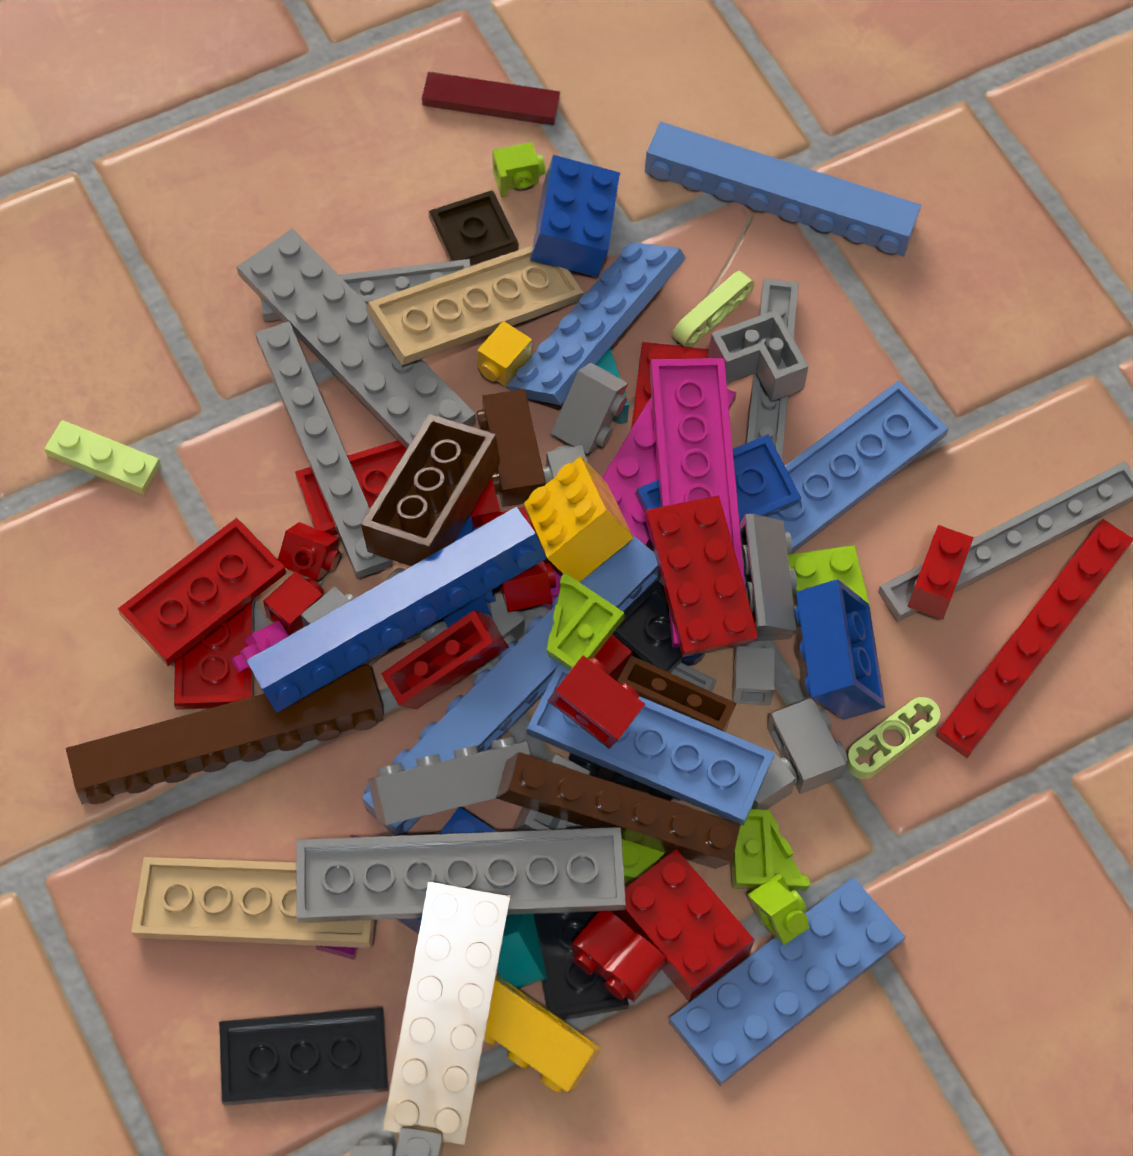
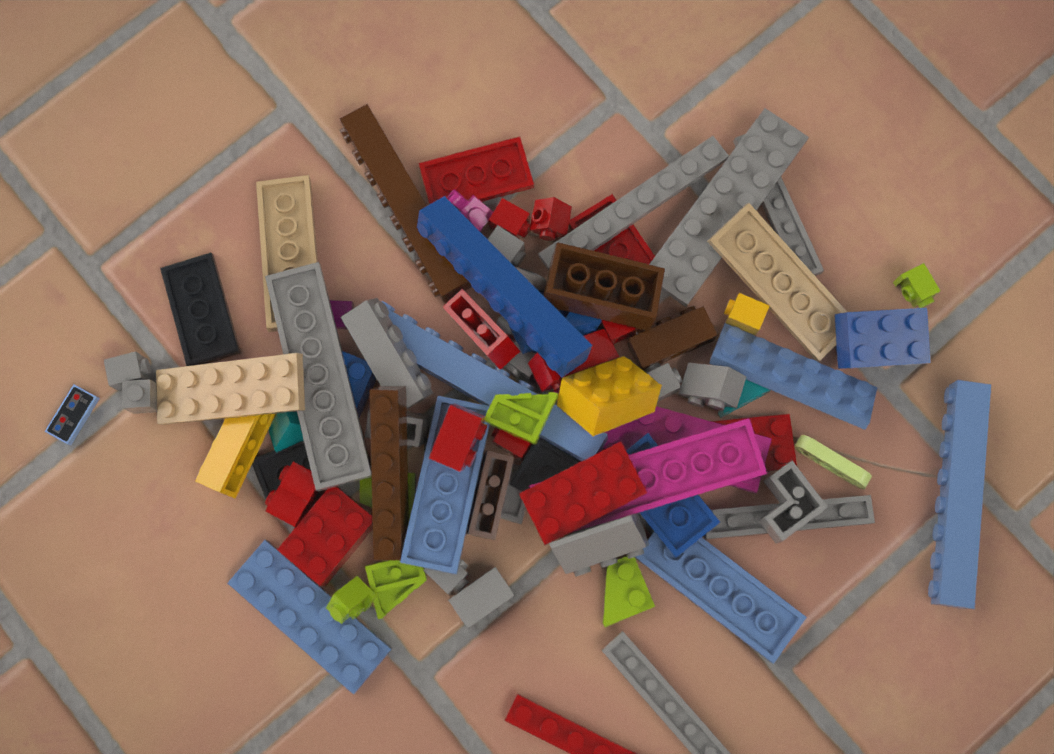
camera: 85 degrees right, 15 degrees up
(102, 457) = (595, 66): yellowish green plate -> none
(202, 591) = (500, 156): red plate -> none
(474, 229) = (855, 268): dark brown tile -> none
(491, 98) = (980, 253): dark red tile -> none
(753, 674) = (529, 550): light grey brick -> none
(839, 649) = (555, 608): blue brick -> none
(886, 753) = (505, 673): yellowish green beam -> none
(940, 572) = (638, 675): red brick -> none

